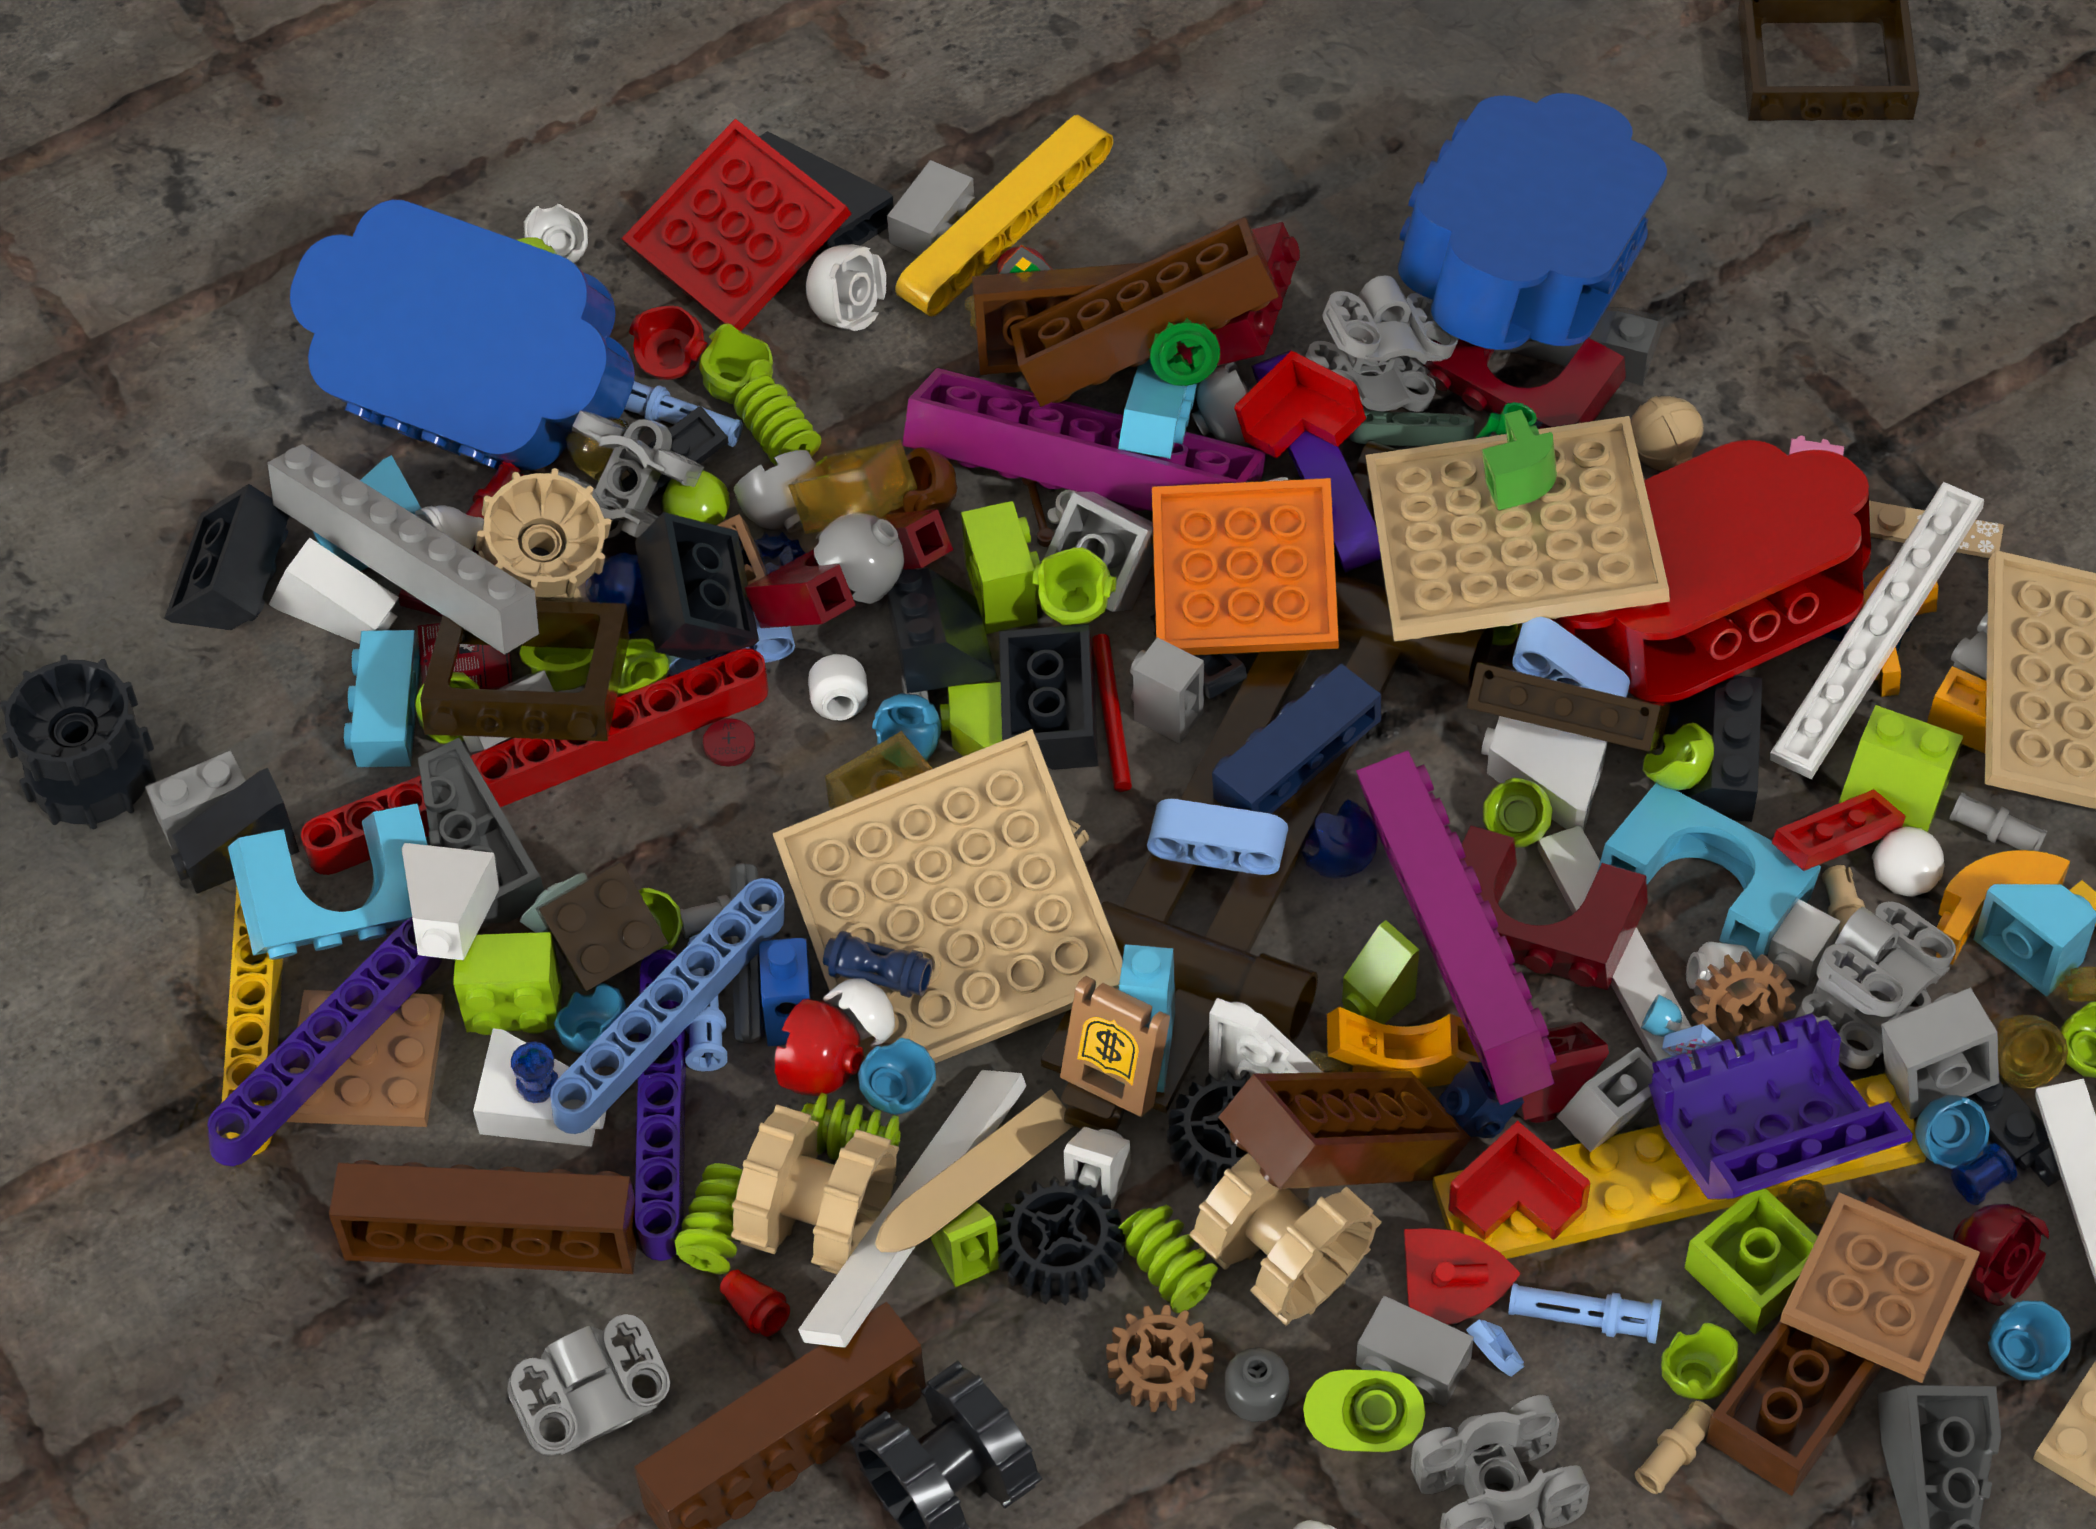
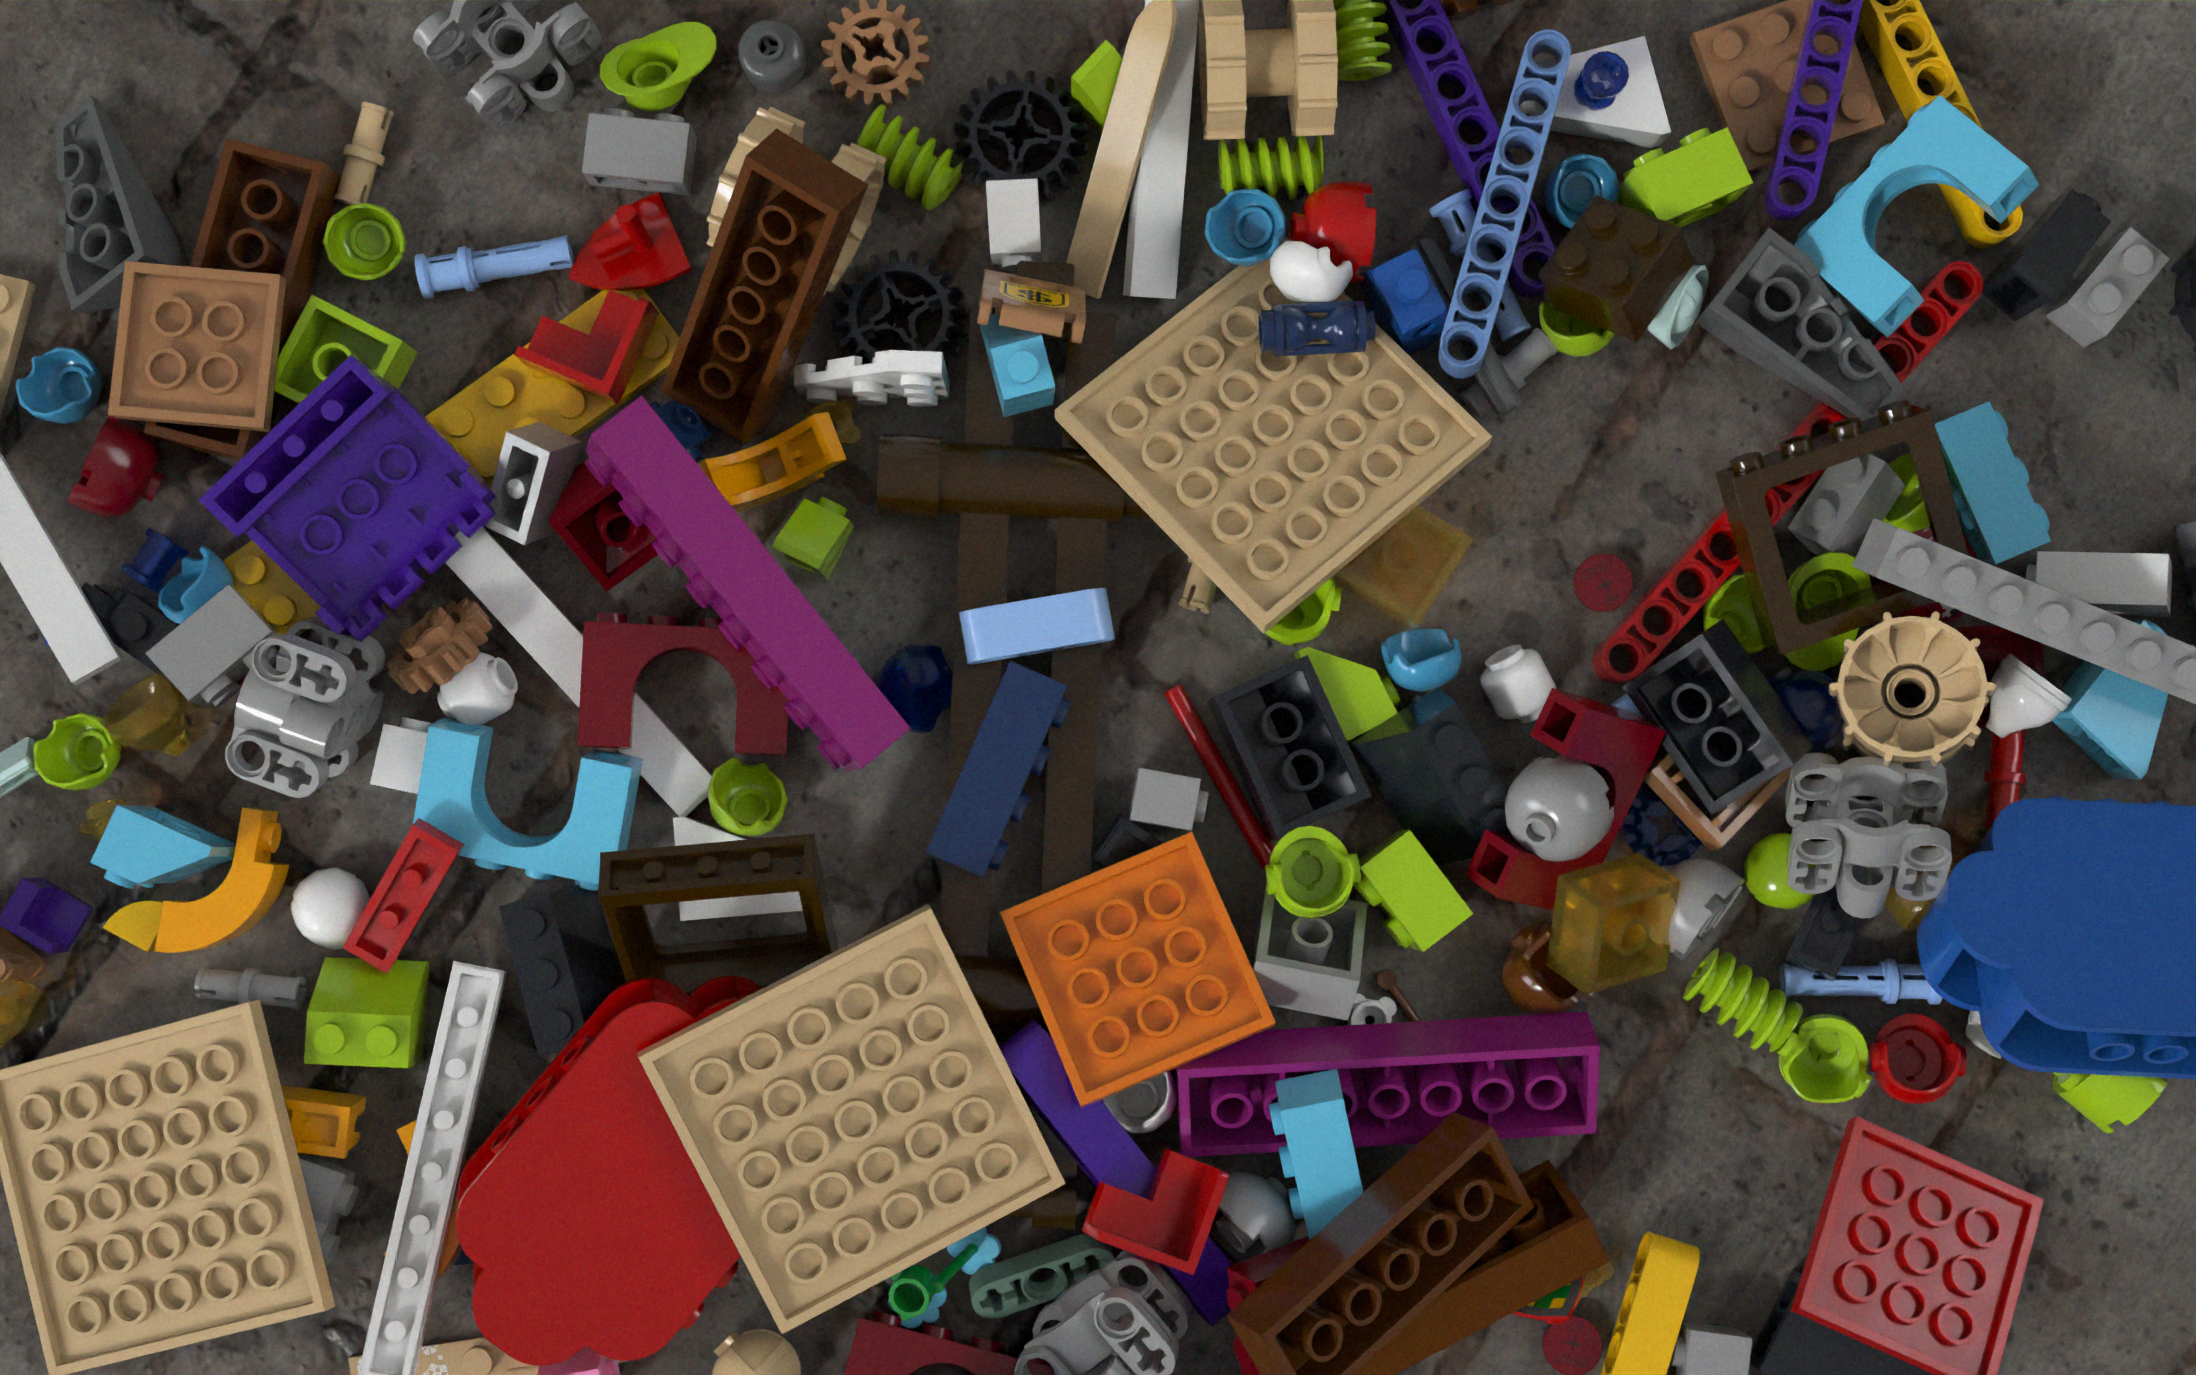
camera: 150 degrees right, 30 degrees up
(448, 896) = (1784, 207): white slope -> none
(560, 229) = (2120, 1169): white hair -> none
(846, 286) = (1755, 1221): white cylinder -> none
(1177, 369) = (1323, 1207): green gear -> none
(1496, 1346) = (567, 192): light blue tile -> none
(1522, 466) = (863, 1189): bright green brick -> none
(1558, 655) = (731, 956): light blue beam -> none
(1664, 1018) = (512, 593): medium azure hinge -> none
(1684, 759) = (580, 918): lime hair -> none
(1688, 1040) = (468, 570): light blue tile -> none
(1841, 894) = (374, 814): tan pin -> none

